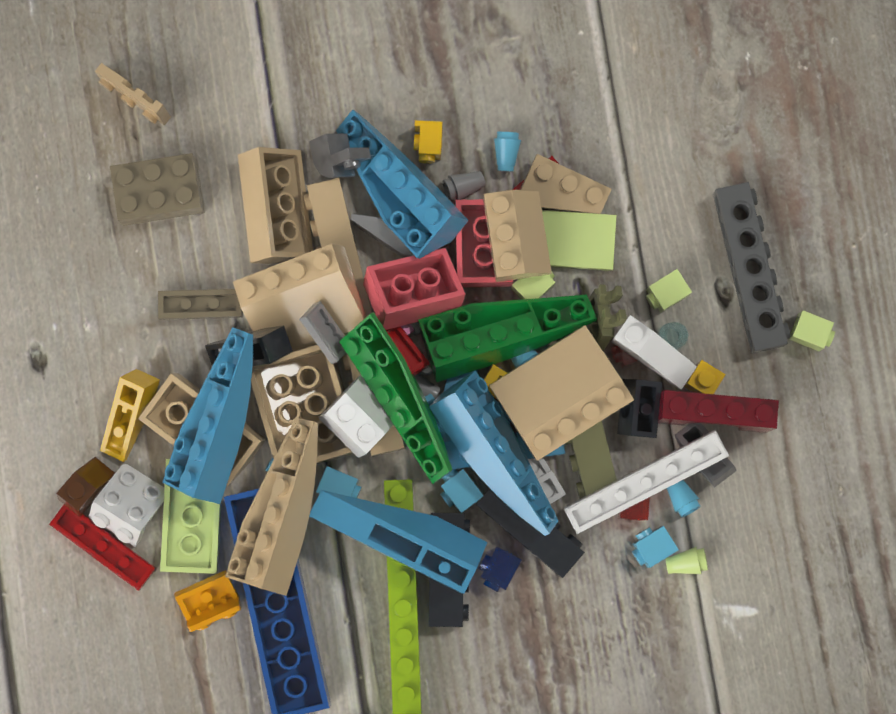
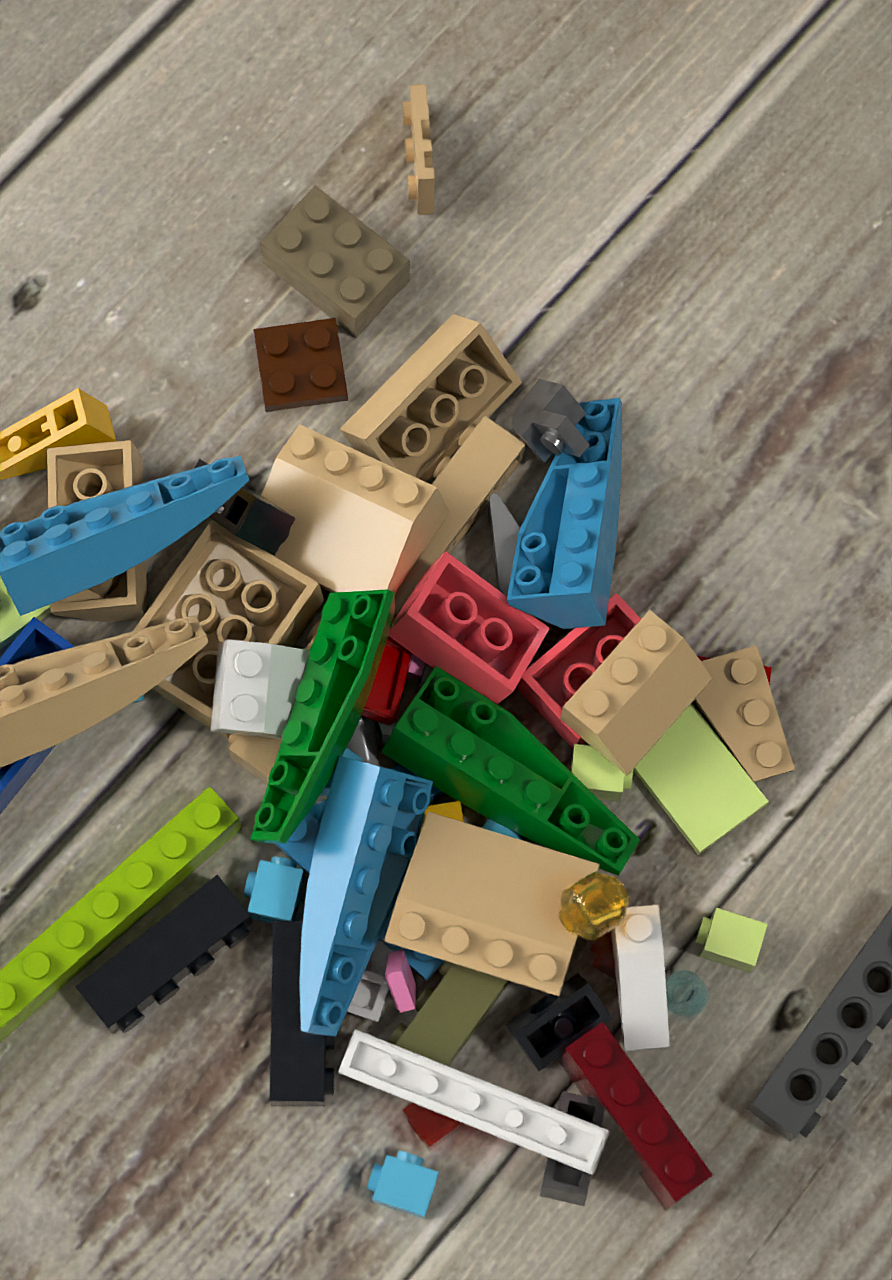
camera: 45 degrees right, 10 degrees down
(196, 252) = (300, 364): none -> reddish brown plate
(198, 304) = (240, 412): dark tan plate -> none
(324, 331) = (326, 566): light grey plate -> none
(339, 483) = (160, 744): medium azure brick -> none
(406, 536) = (162, 868): dark azure wedge -> none
(428, 141) = (661, 512): yellow brick -> none
(462, 185) = (645, 593): light grey cone -> none
(499, 569) = (218, 1017): clear blue brick -> none
(506, 150) = (731, 609): medium azure cone -> none
(557, 467) = (401, 981): none -> bright pink tile
(603, 328) = (643, 870): olive plate -> none
(607, 347) = (593, 906): none -> clear yellow head
(683, 498) = (495, 1171): medium azure cone -> none
(687, 562) = (422, 1246): yellowish green cone -> none
(704, 379) = (664, 1071): yellow brick -> none
(812, 331) = (839, 1158): yellowish green brick -> none

